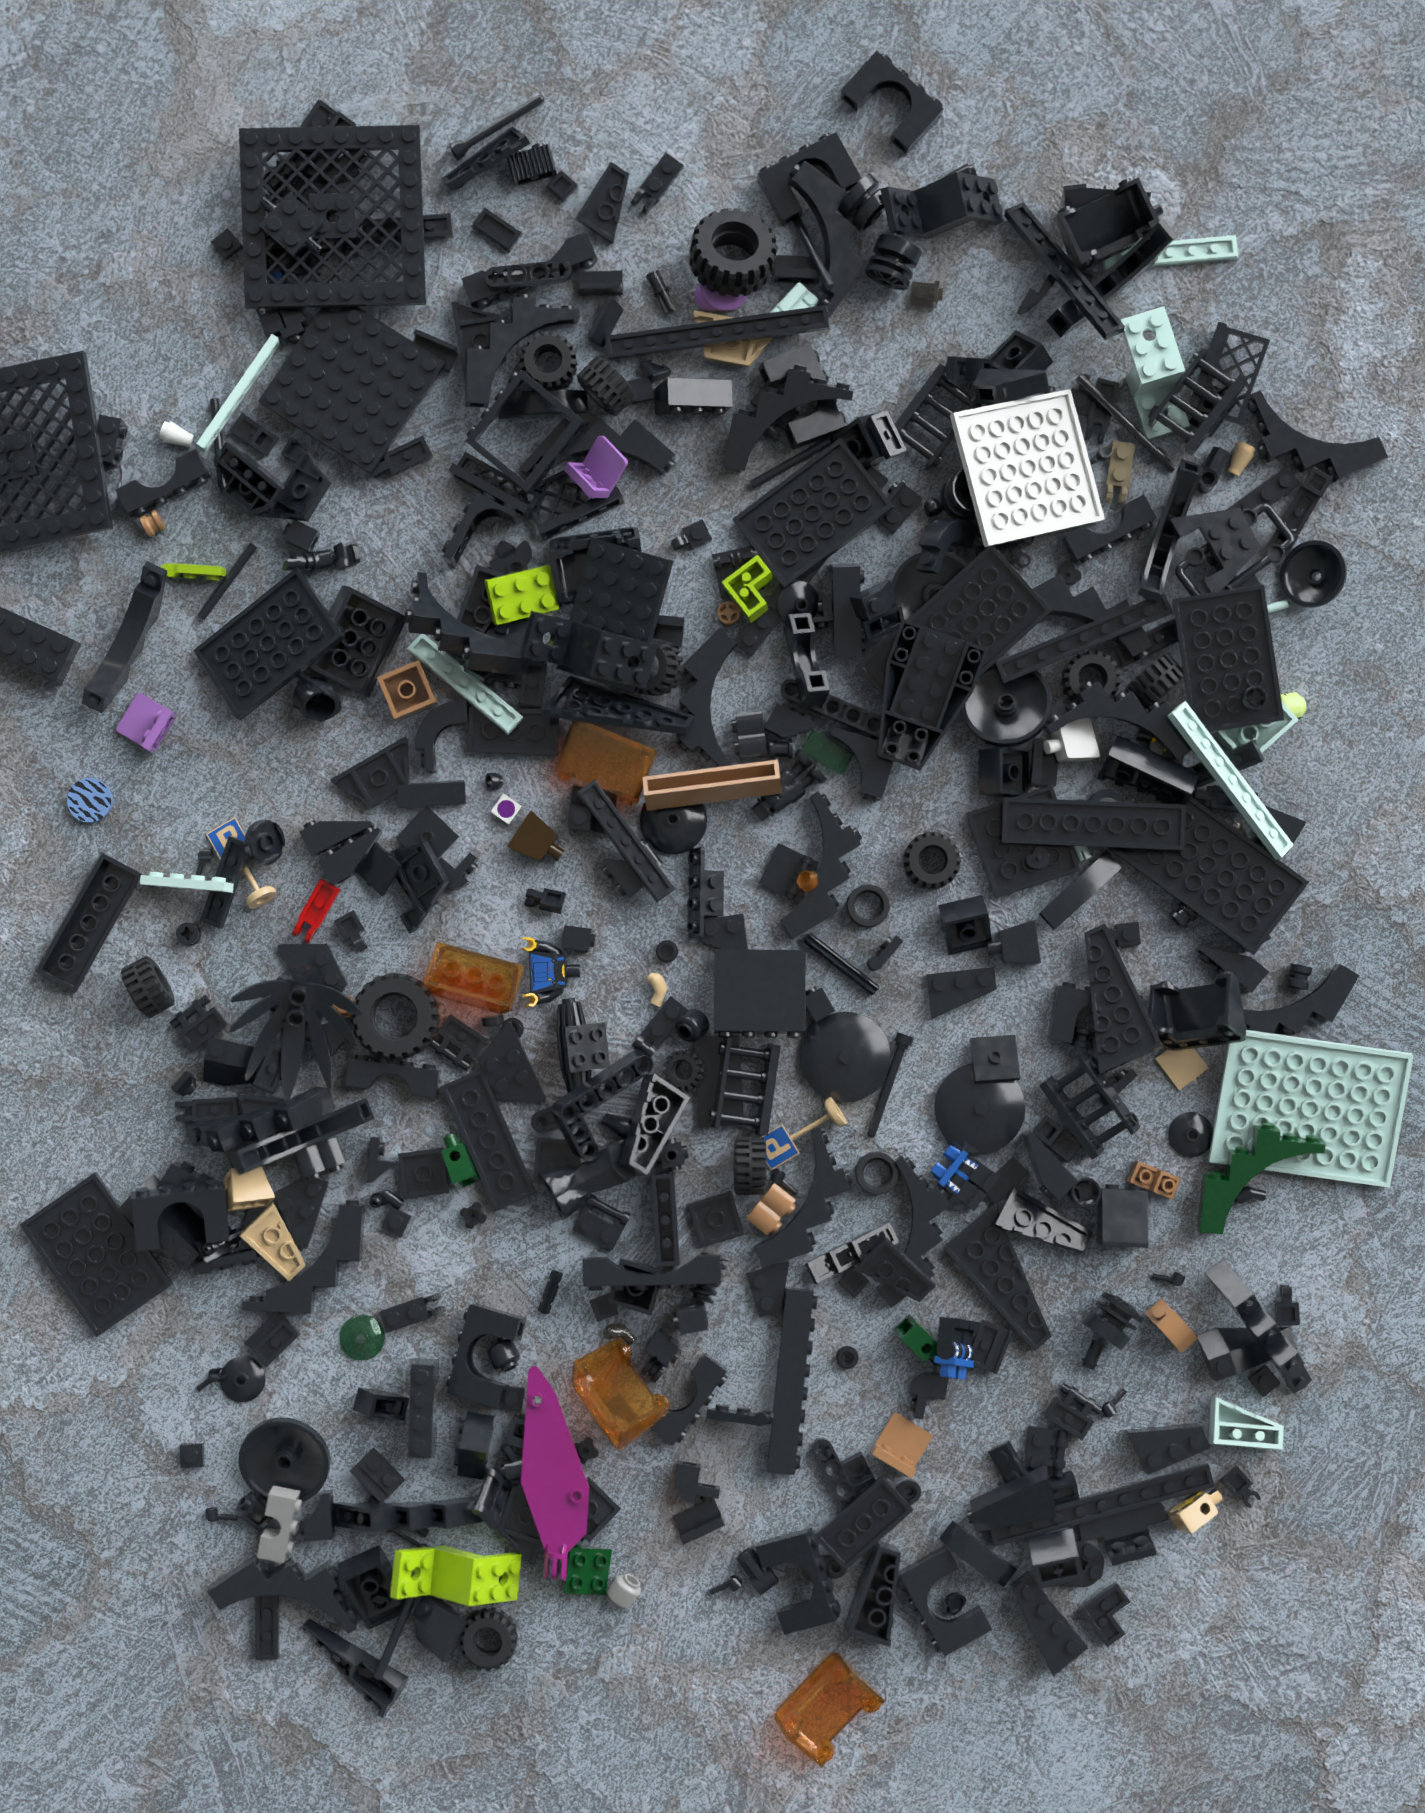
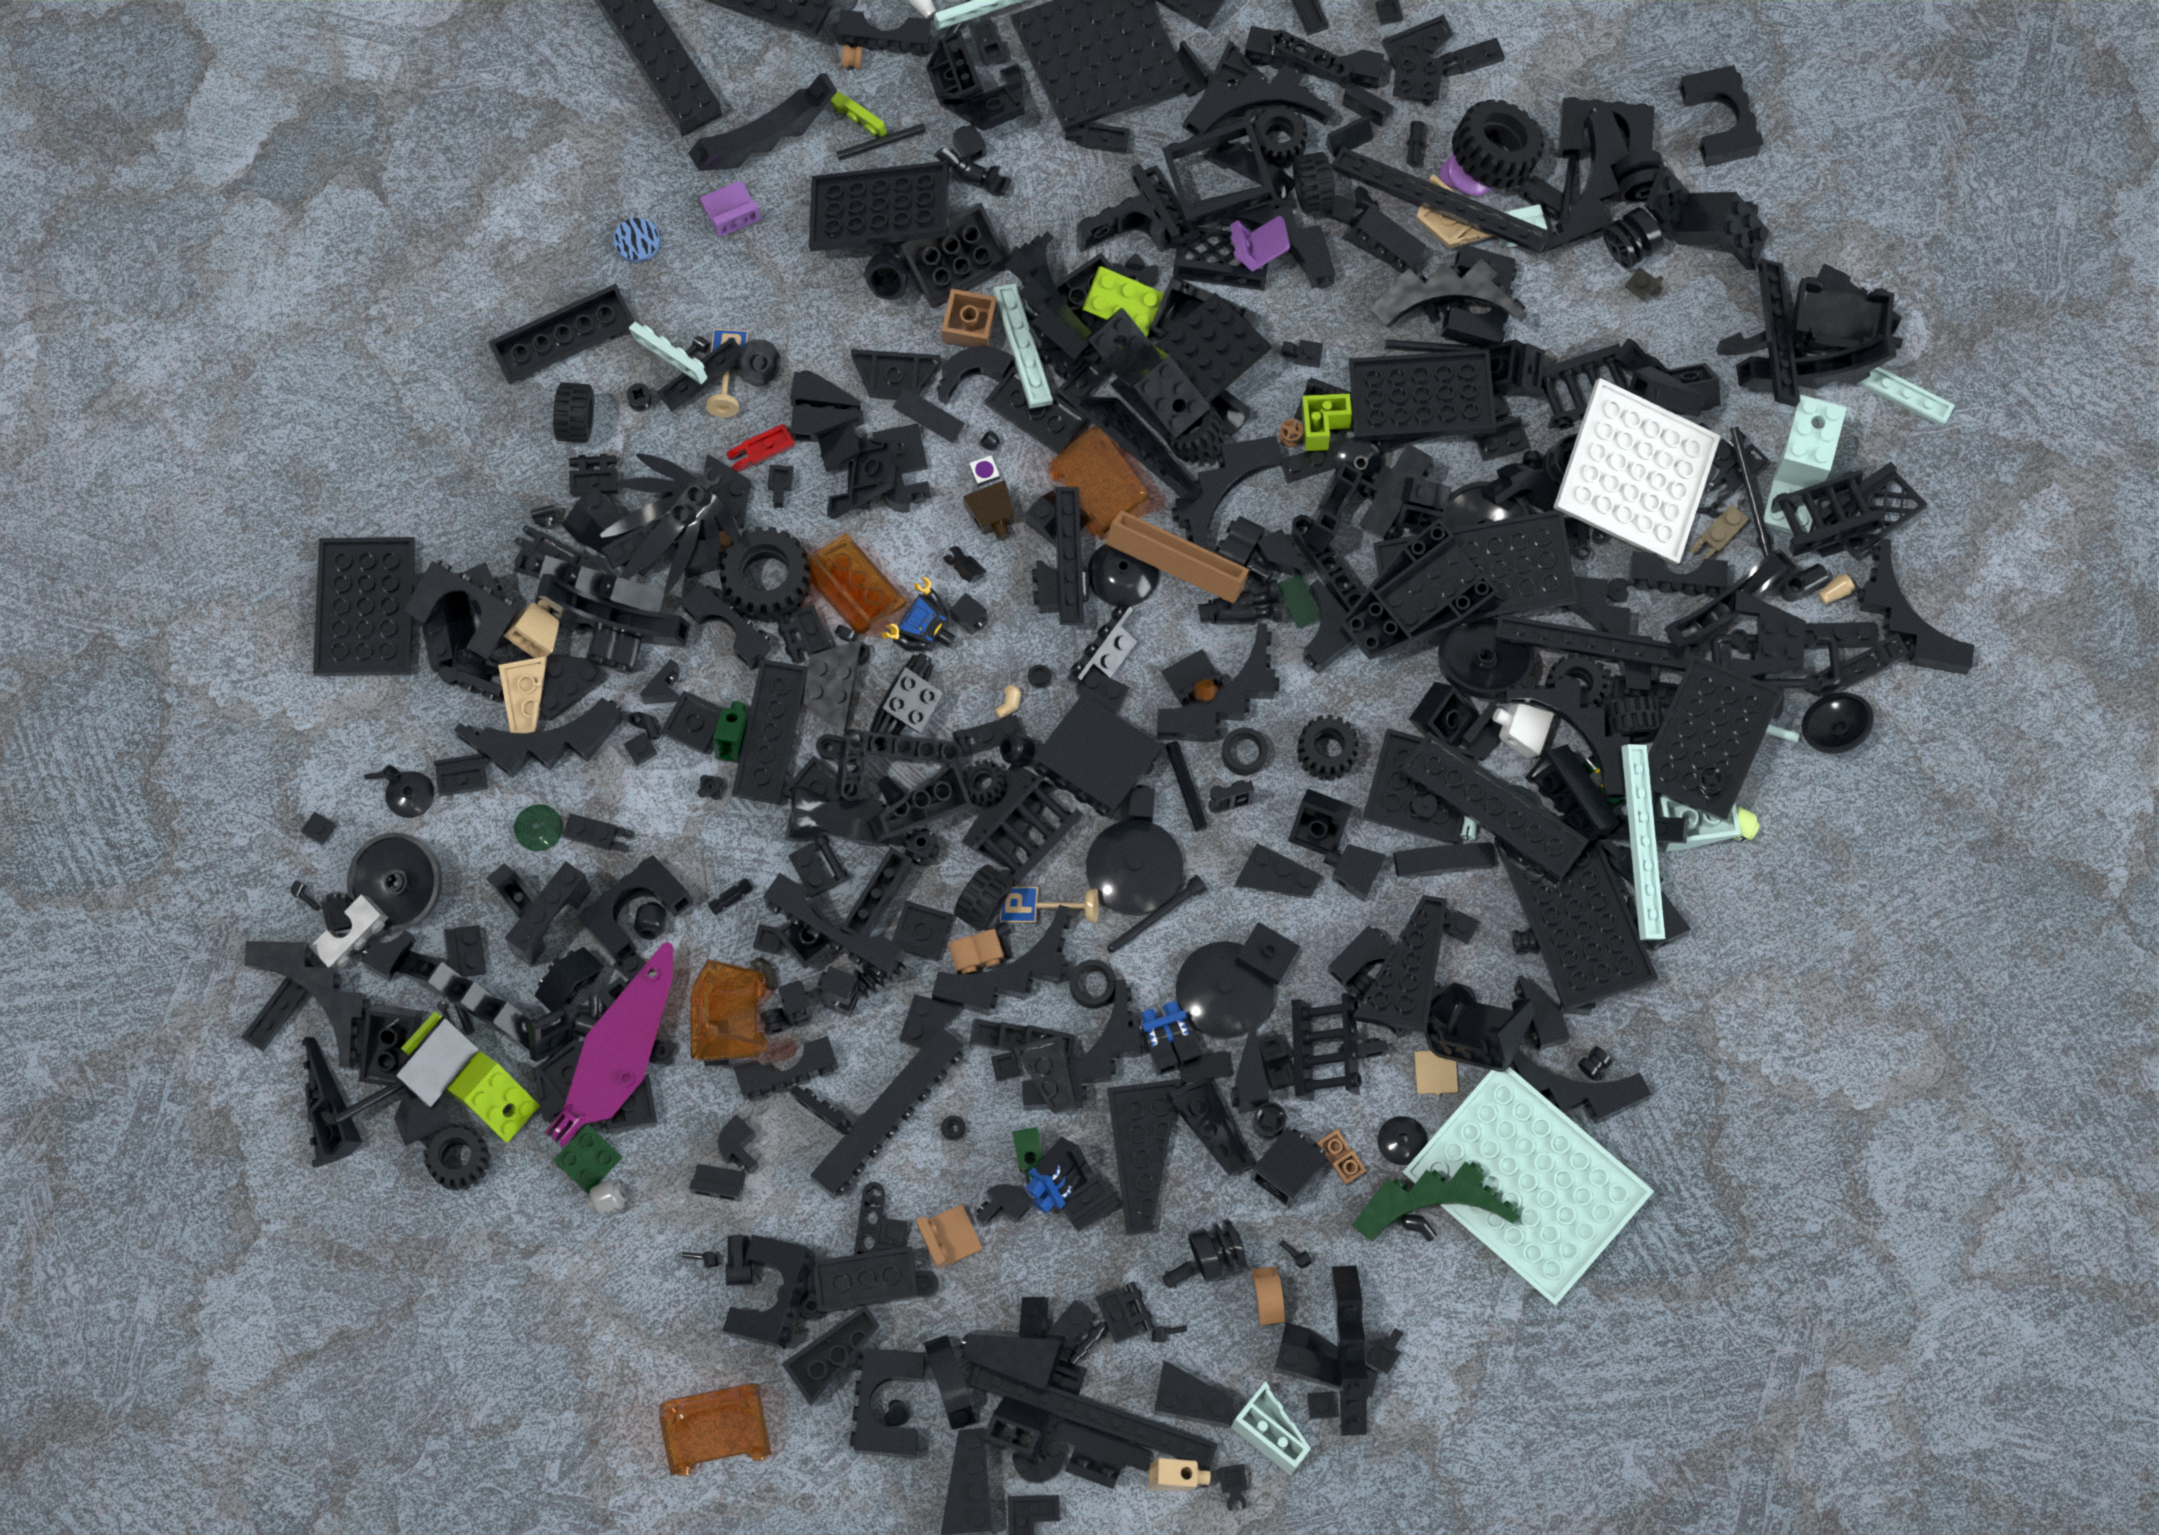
camera: 30 degrees right, 15 degrees down
(424, 1588) = (436, 1061): none -> tile
(627, 232) = (1418, 78): none -> black hinge

